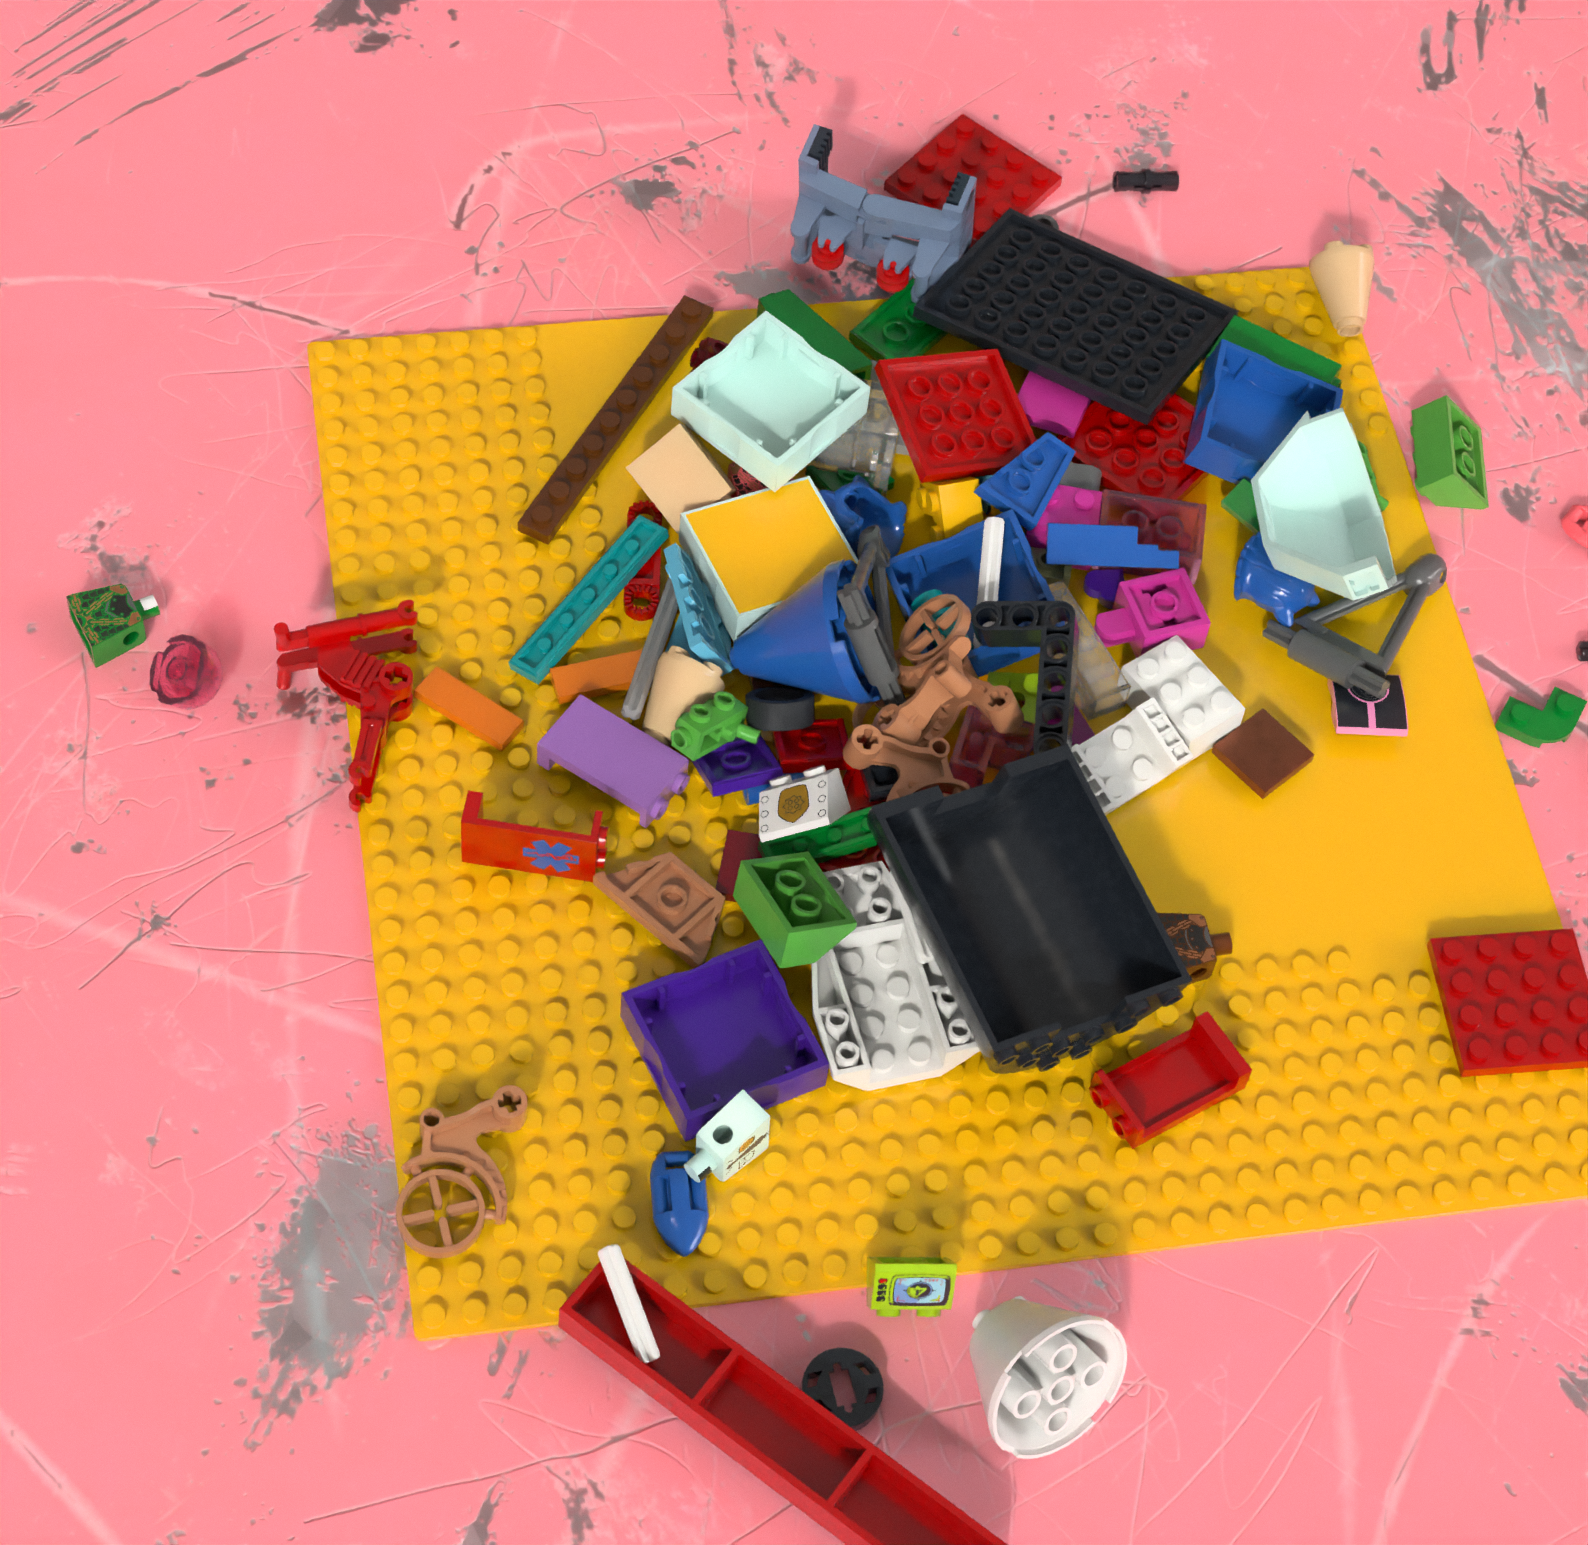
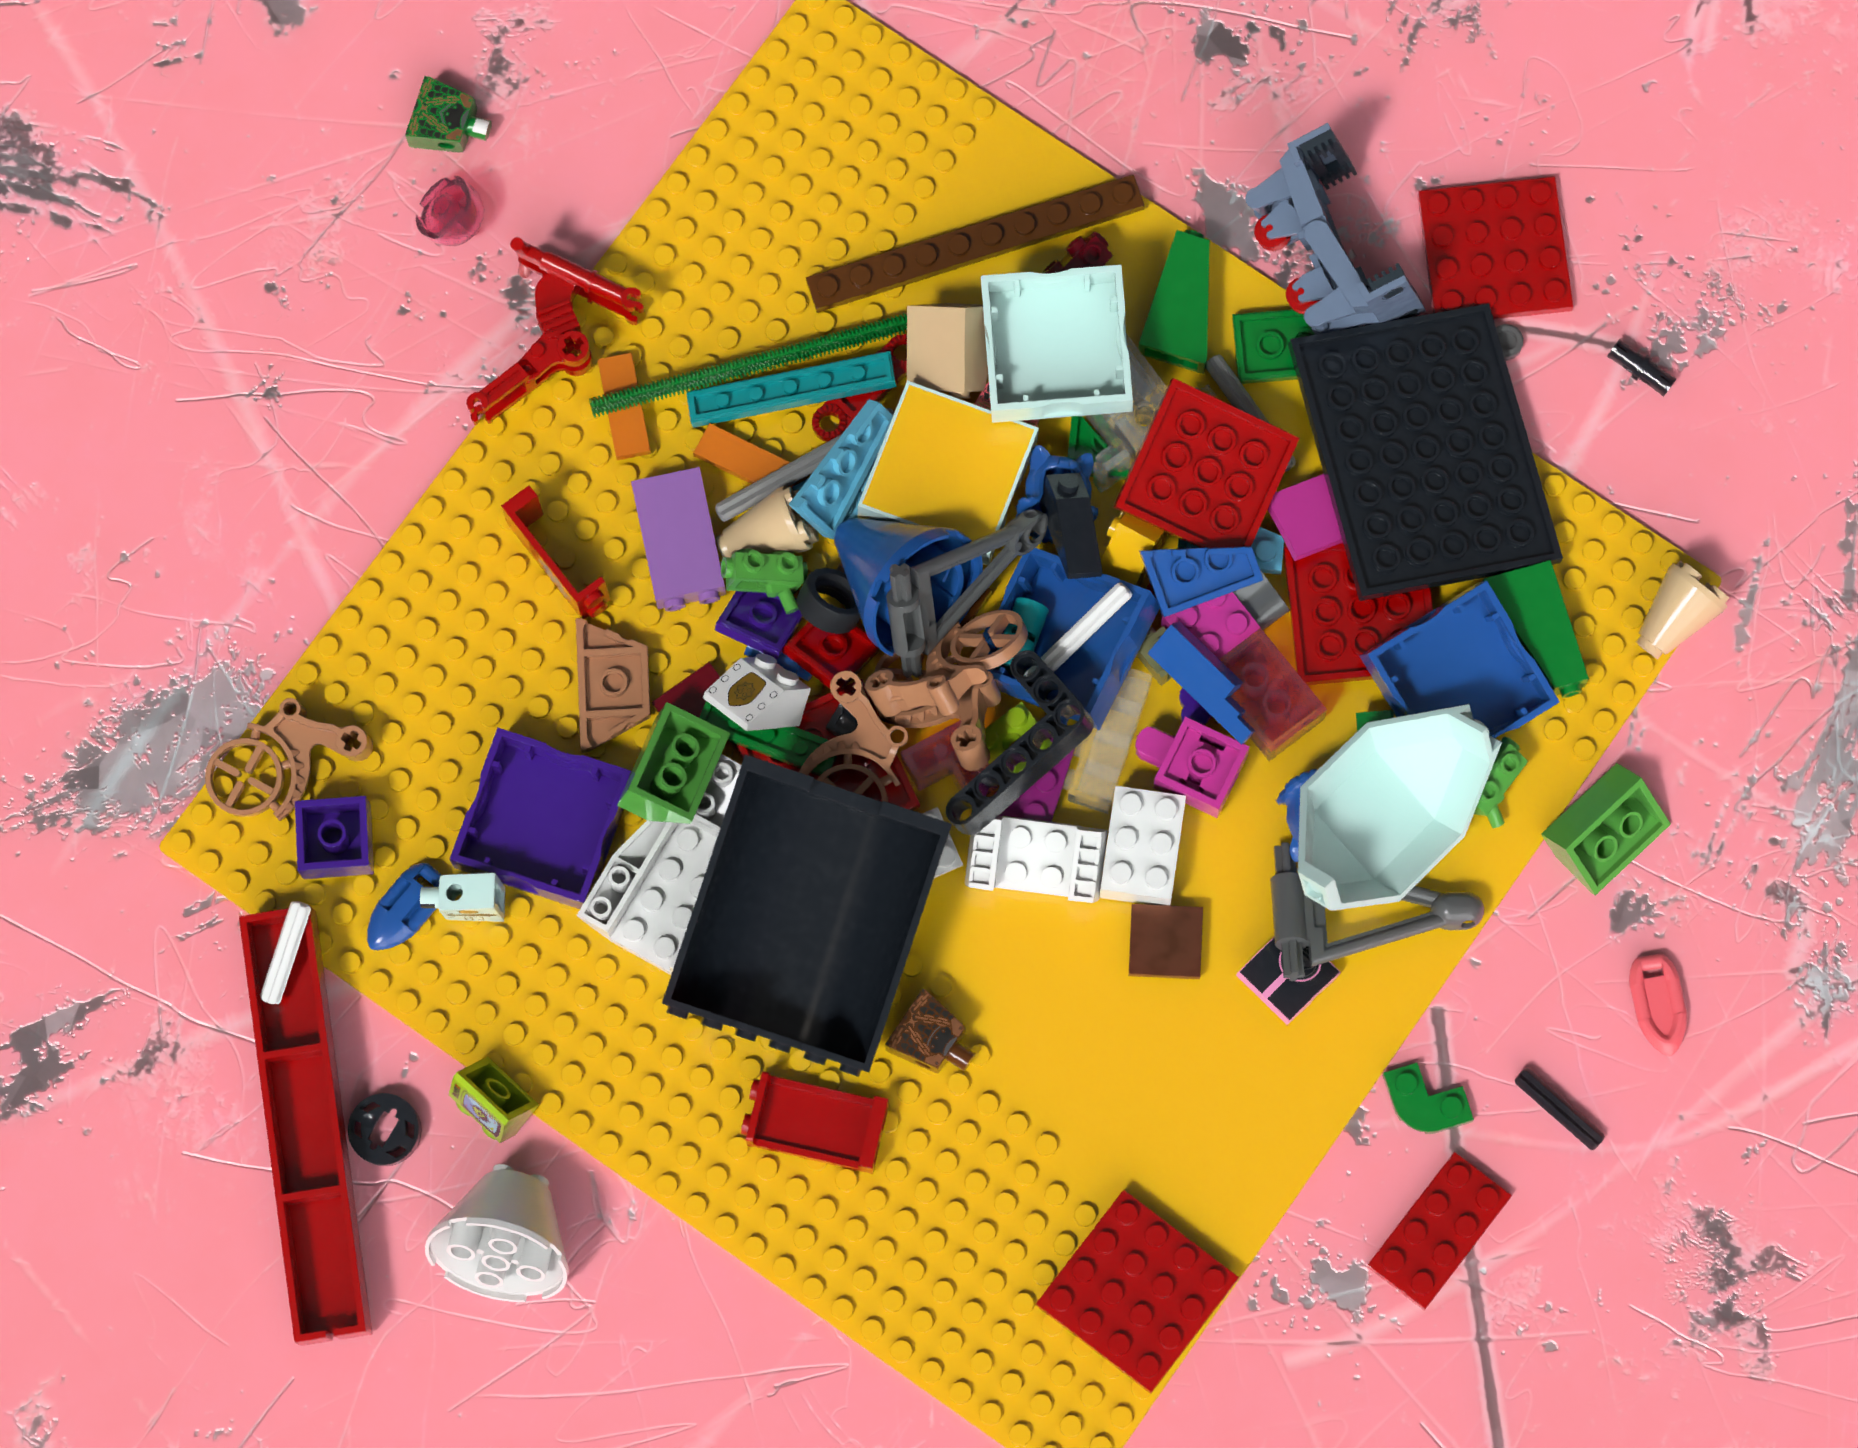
camera: 55 degrees right, 20 degrees up
(540, 605) = (748, 364): none -> green axle
(570, 1188) = (334, 837): none -> dark purple brick
(903, 516) = (1071, 524): none -> black slope

